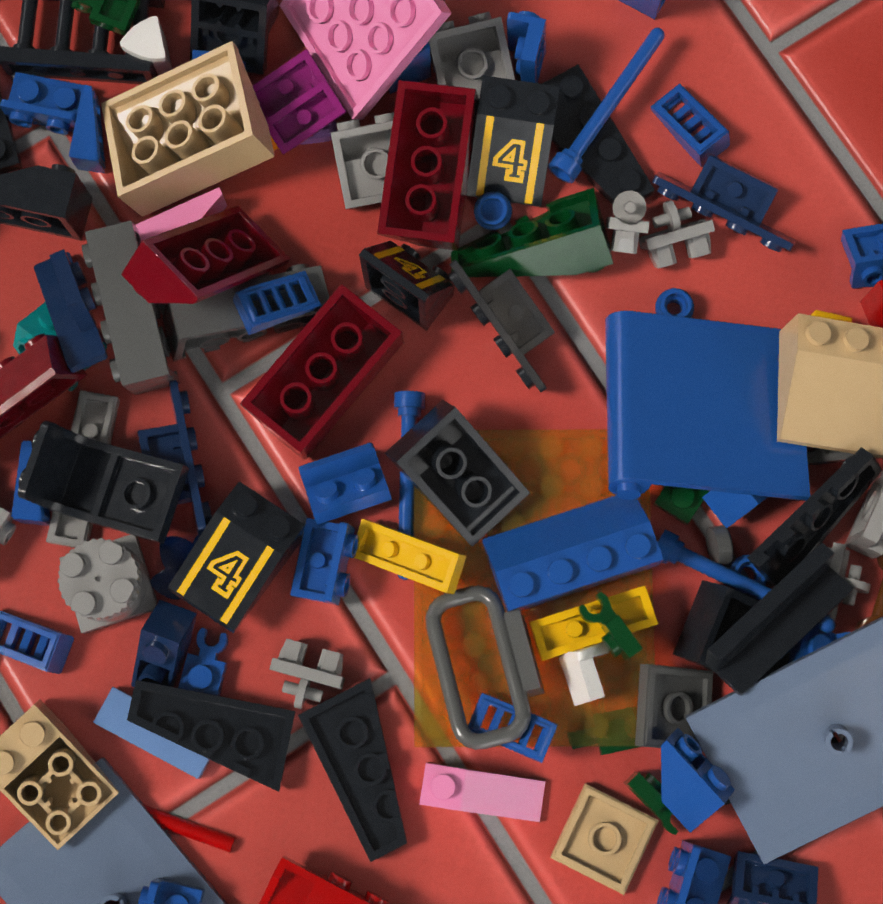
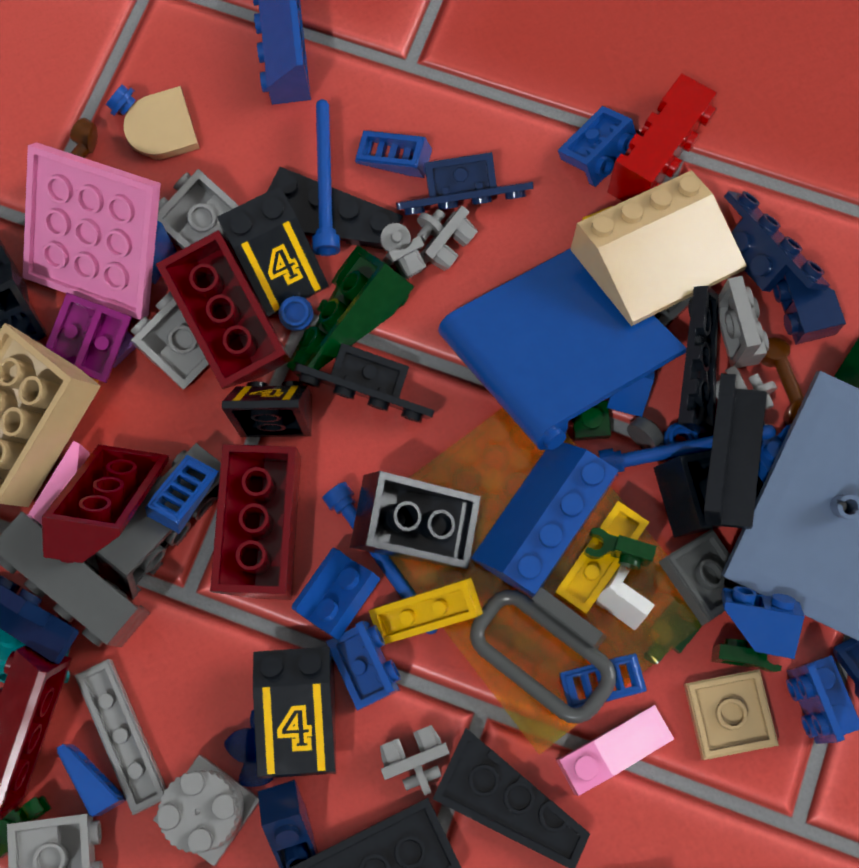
camera: 35 degrees left, 5 degrees down
(102, 483) = (145, 734): black bracket -> none
(175, 445) = (188, 679): dark blue bracket -> none
(204, 671) = (334, 821): blue plate -> none
(528, 39) = (230, 173): blue bracket -> none
(676, 296) = (478, 279): blue plate -> none

